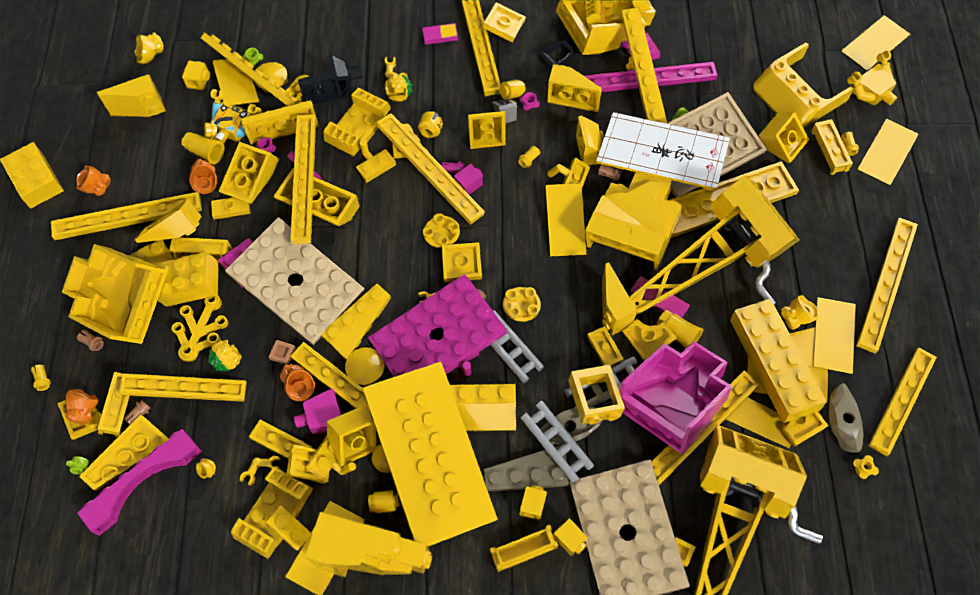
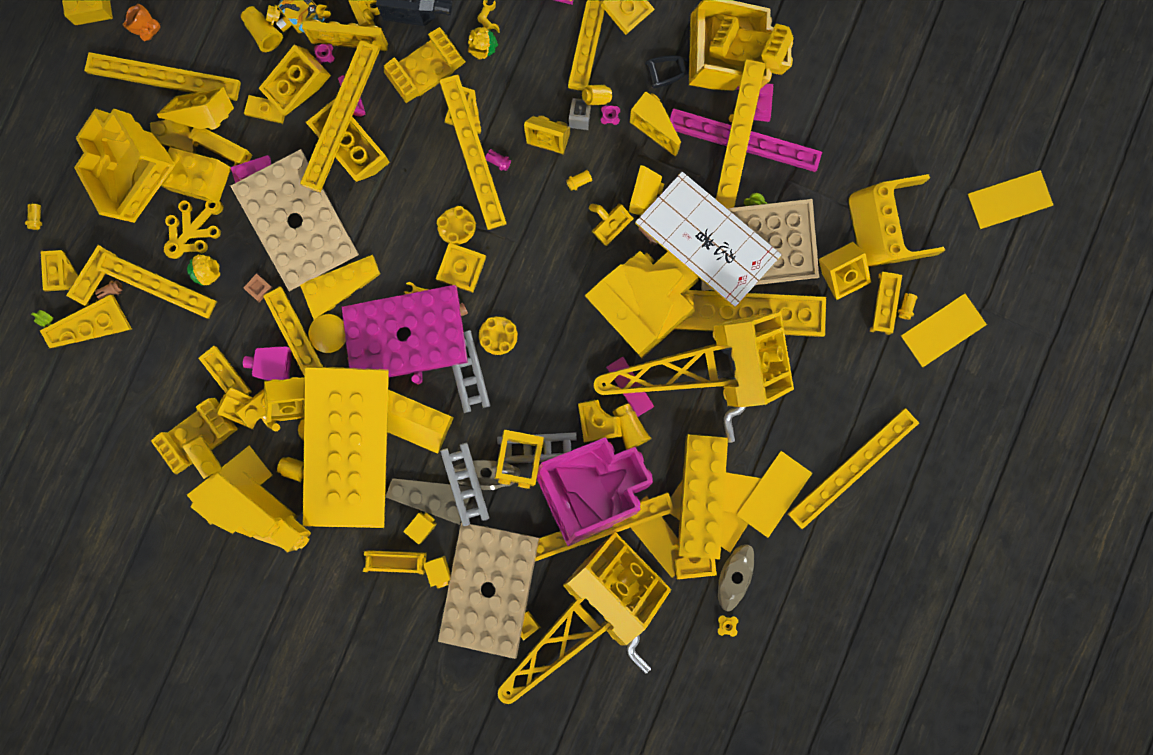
camera: 25 degrees right, 20 degrees up
(80, 406) = (58, 265): orange hair -> none
(90, 340) = (88, 202): nougat pin -> none
(105, 509) = (55, 369): dark pink arch -> none
(203, 177) = (249, 64): orange hair -> none
(205, 468) = (151, 370): yellow plate -> none
(256, 463) = (198, 383): yellow arm -> none
(297, 382) = (259, 326): orange hair -> none
(375, 164) = (424, 121): yellow plate -> none
(430, 124) = (496, 100): yellow head -> none
(469, 178) = (507, 181): dark pink brick -> none
(566, 219) = (580, 266): yellow piece -> none
(605, 347) = (553, 413): yellow plate -> none
(616, 304) = (580, 380): yellow slope -> none
(799, 312) = (752, 460): yellow hair -> none
(876, 83) = (975, 251): yellow torso -> none
(902, 402) = (798, 582): yellow tile -> none

